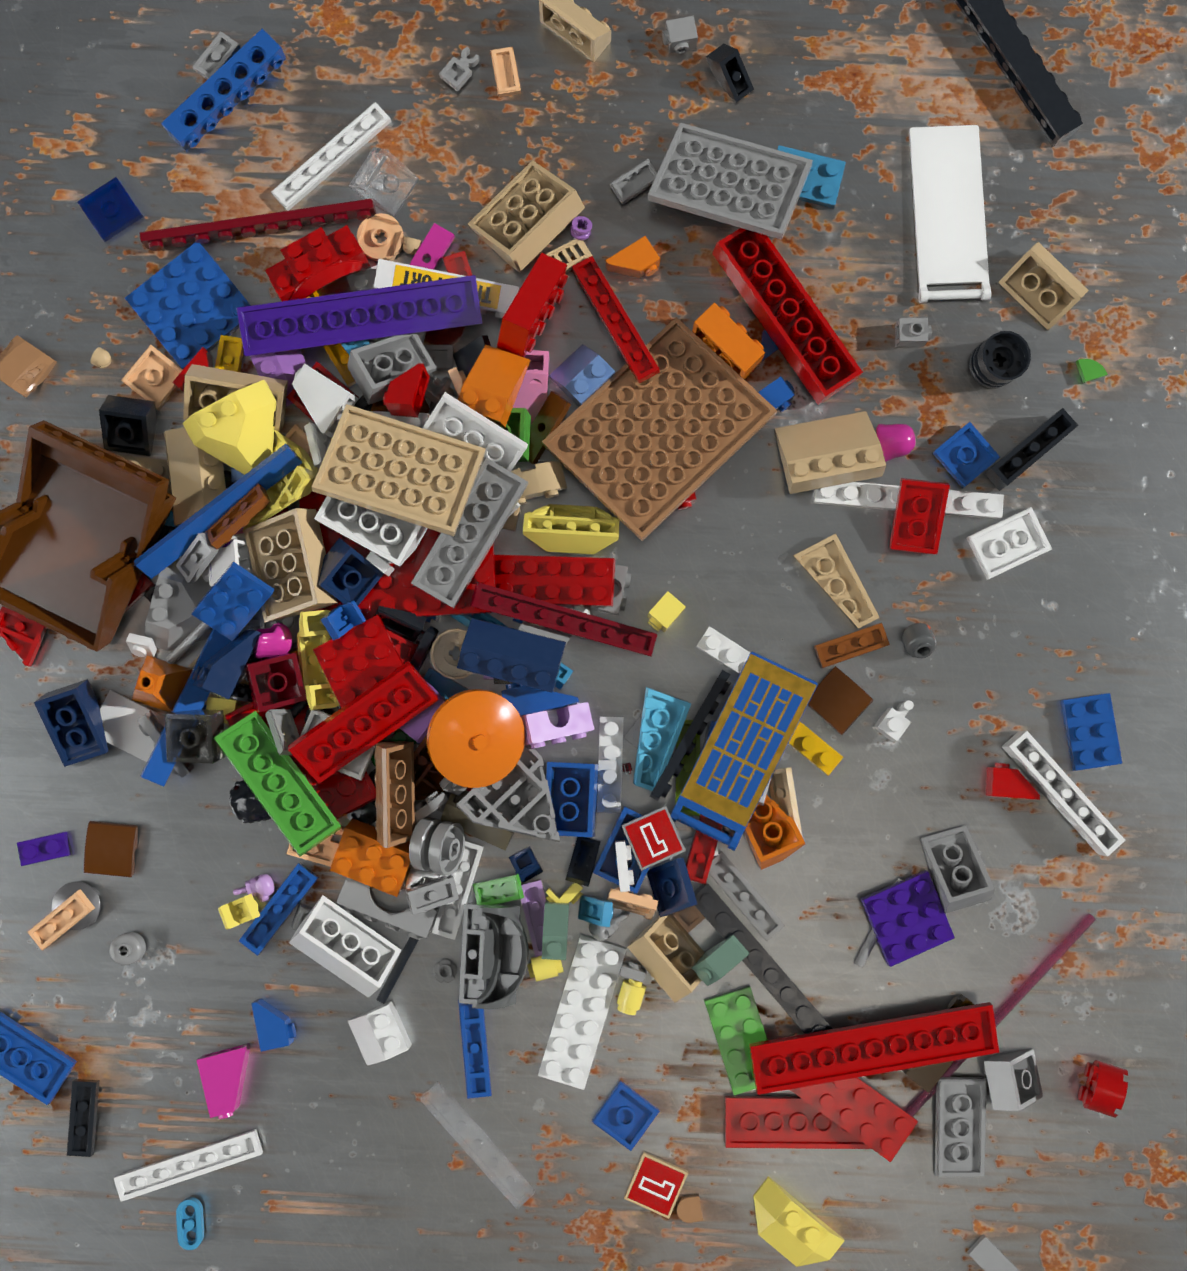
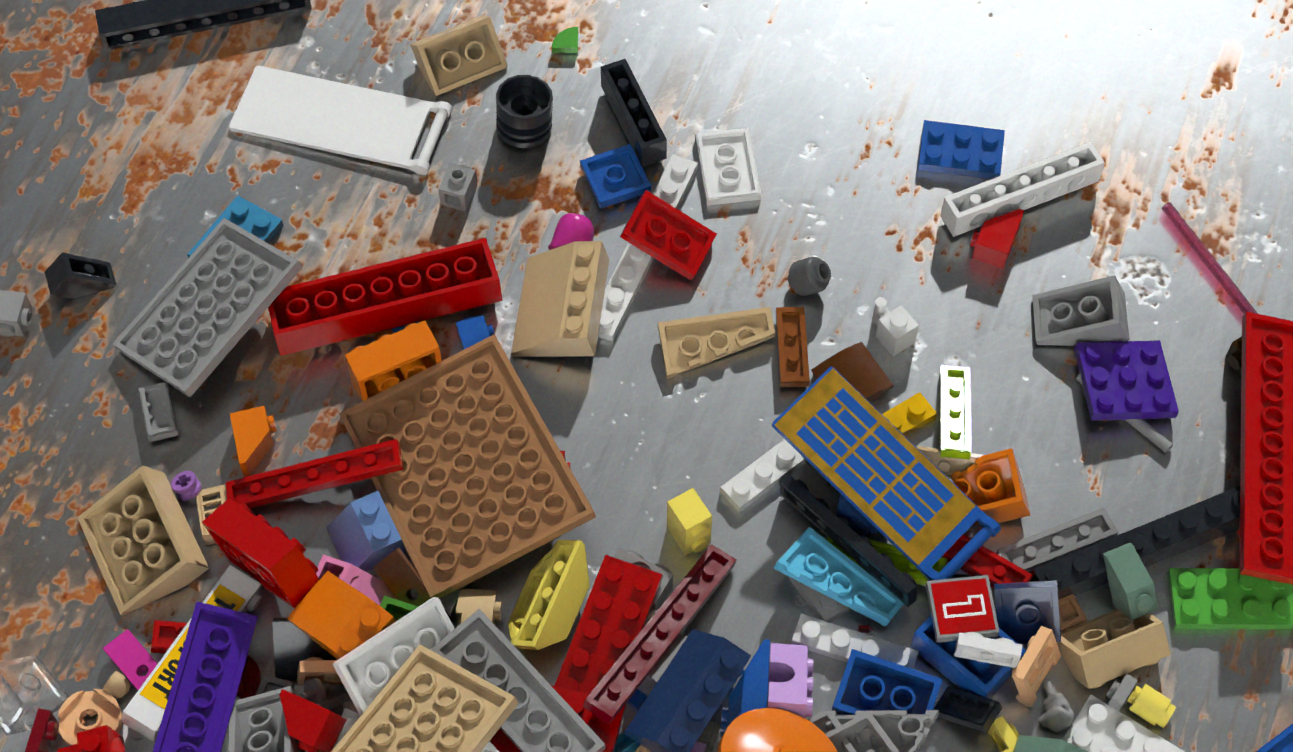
camera: 70 degrees left, 25 degrees down
(595, 910) = (1035, 708): dark azure plate -> none
(831, 789) = (955, 412): none -> tile

